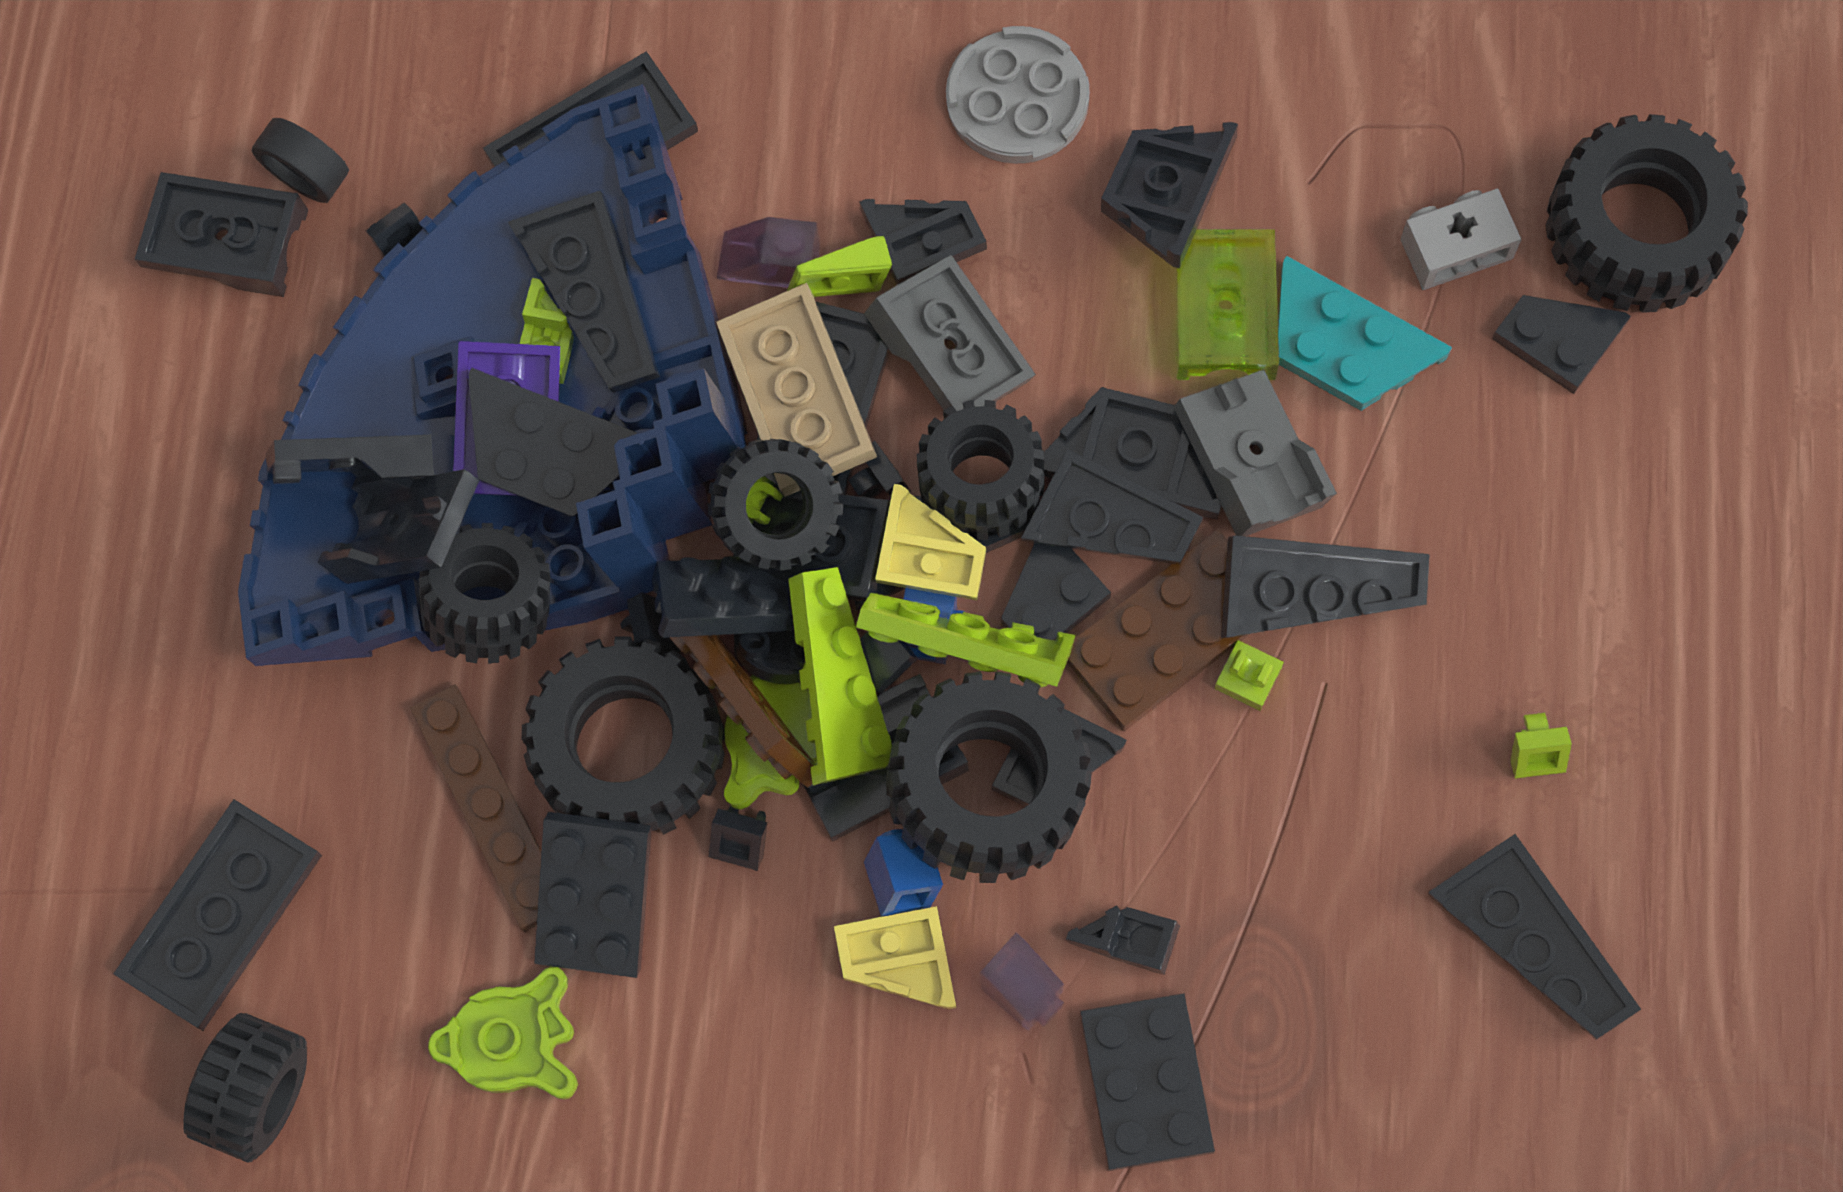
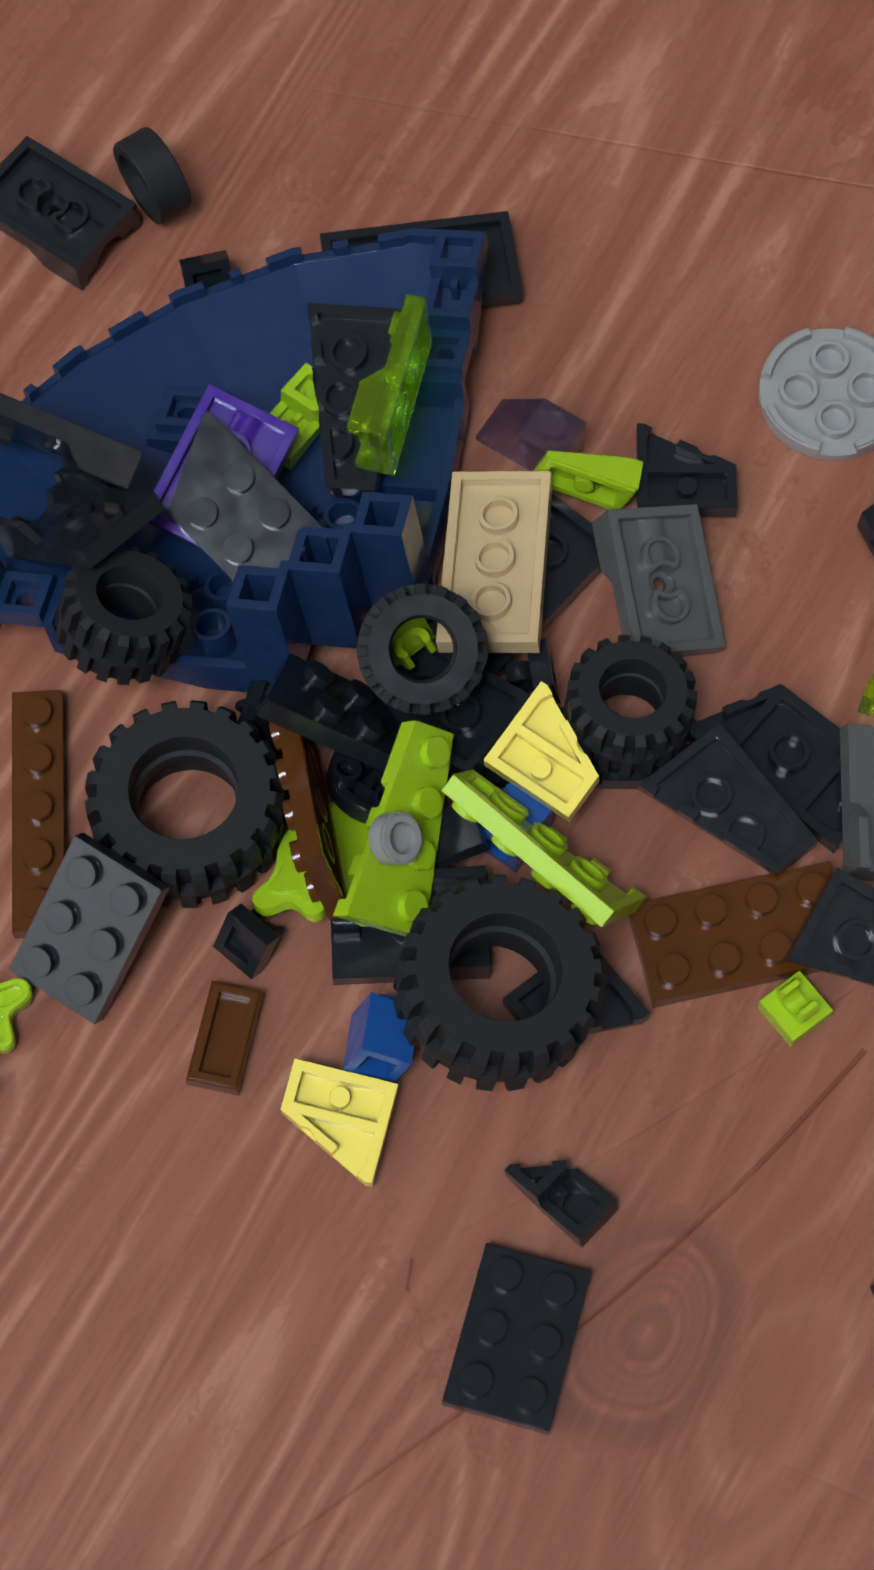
camera: 20 degrees right, 5 degrees down
(632, 283) = (389, 395): none -> clear neon green piece
(760, 935) = (225, 1038): none -> reddish brown tile
(835, 689) = (395, 838): none -> light grey tile
(1022, 984) = (441, 1189): clear purple slope -> none
(1054, 592) = (648, 851): black wing -> none

